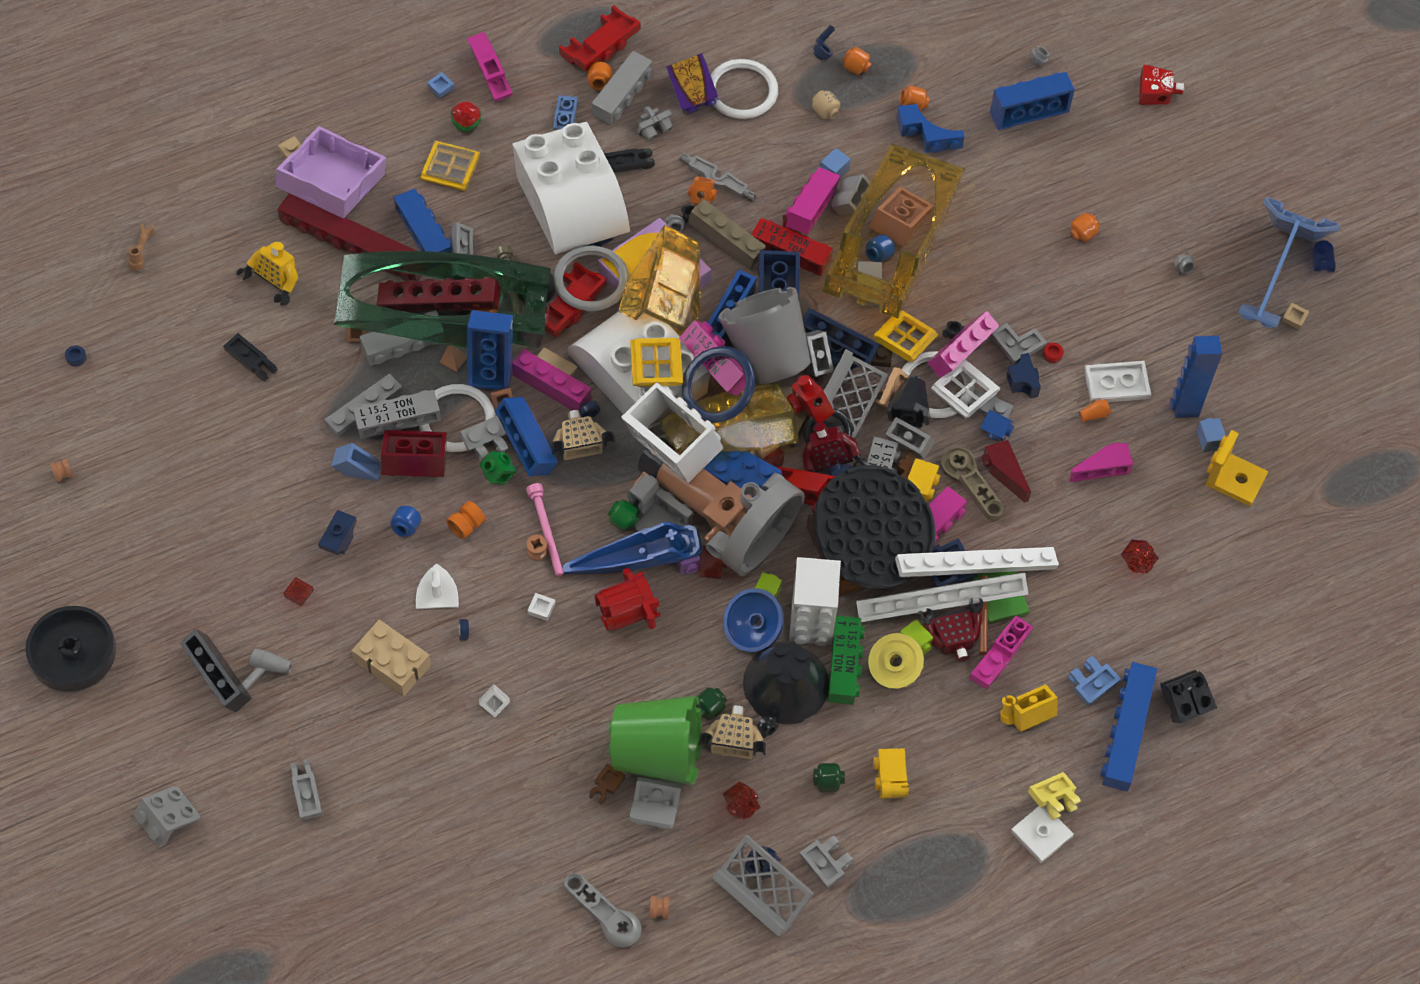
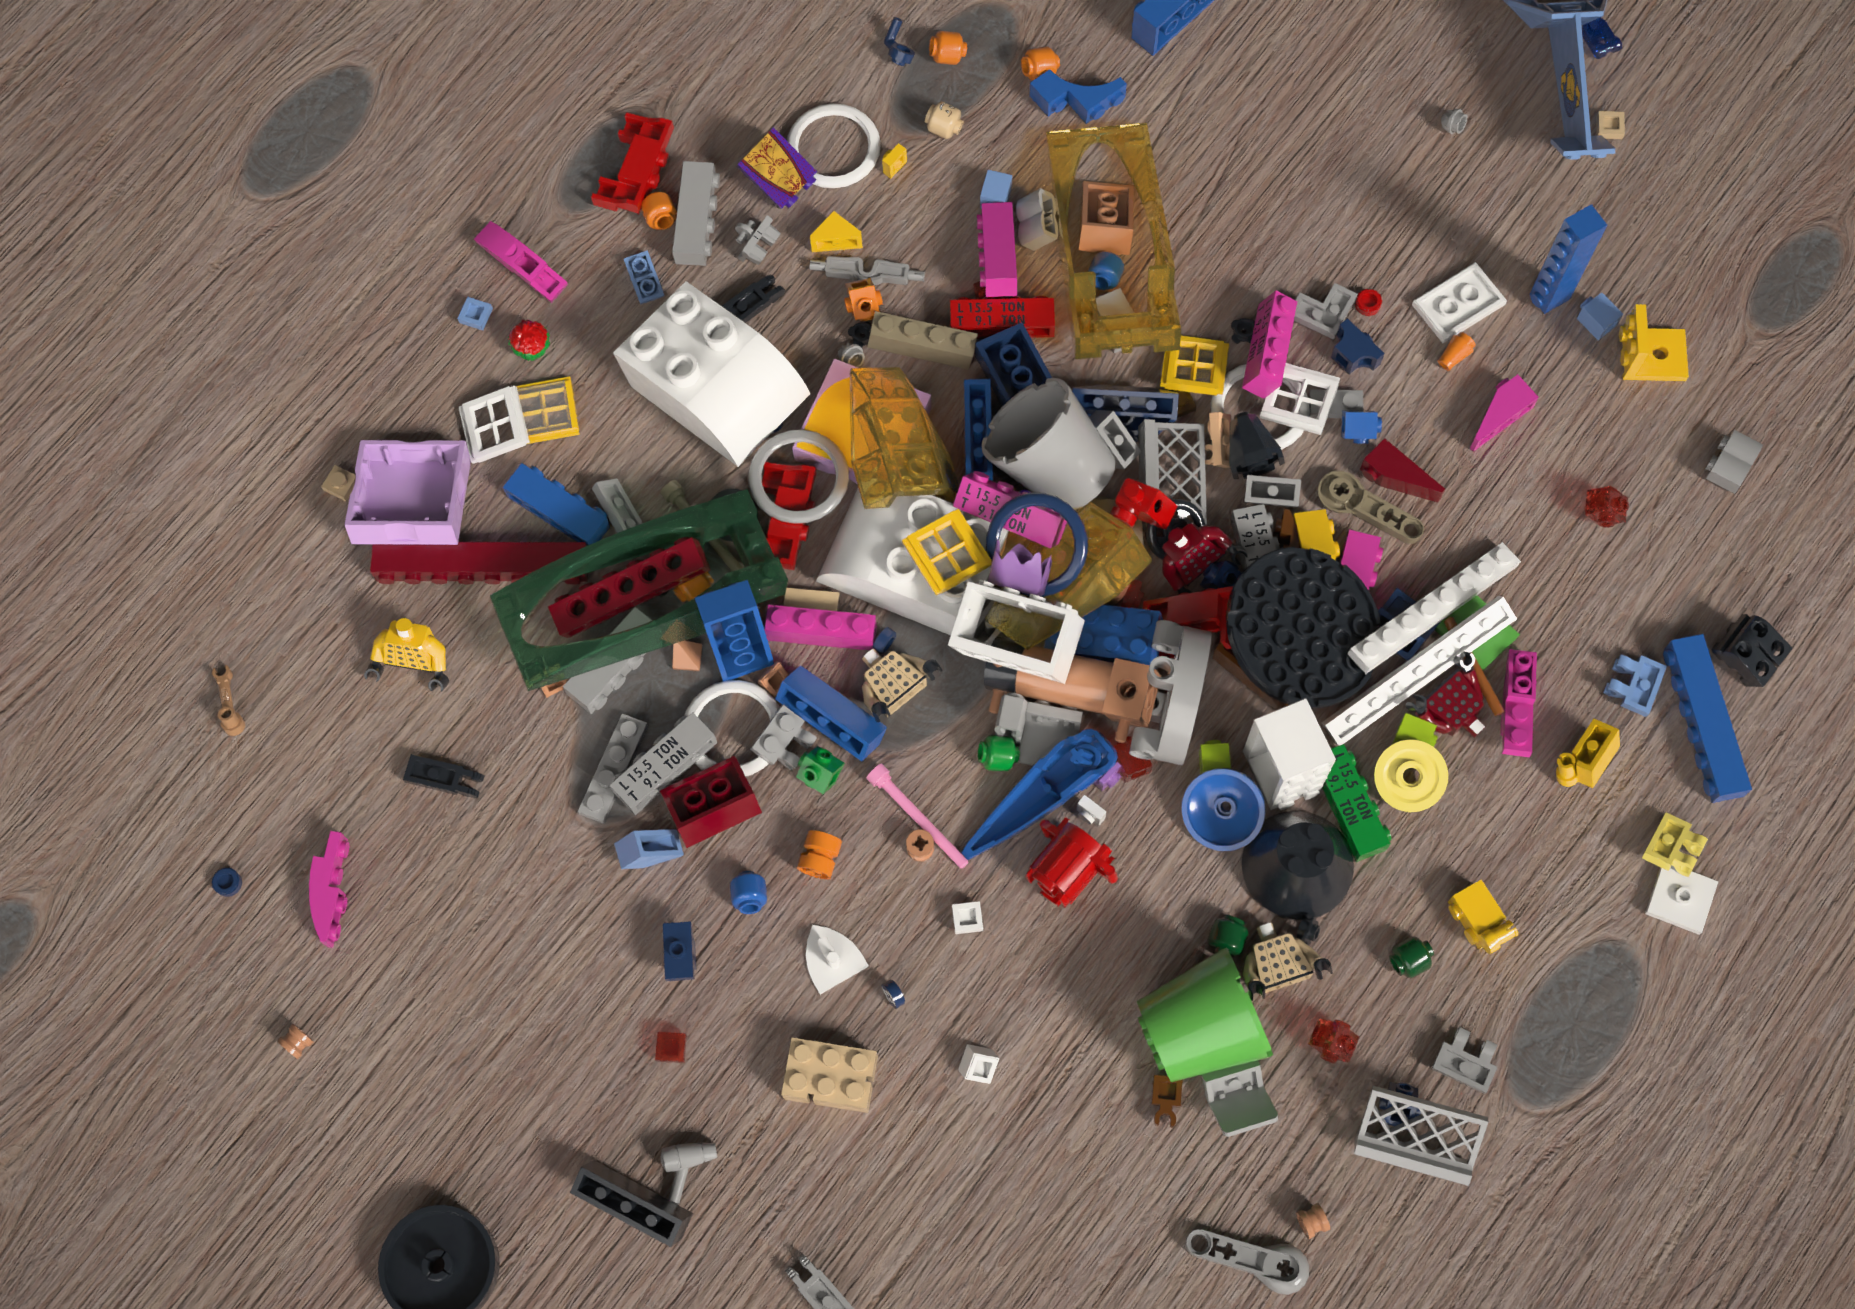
camera: 20 degrees left, 10 degrees up
(131, 394) = (324, 898): none -> dark pink slope
(428, 160) = (472, 431): none -> white piece
(664, 581) = (1090, 811): none -> white plate
(697, 393) = (1020, 570): none -> medium lavender piece
(708, 143) = (835, 234): none -> yellow slope
(777, 115) = (894, 160): none -> yellow plate
(1084, 227) = (1320, 130): orange head -> none
(1250, 571) = (1734, 461): none -> light grey brick

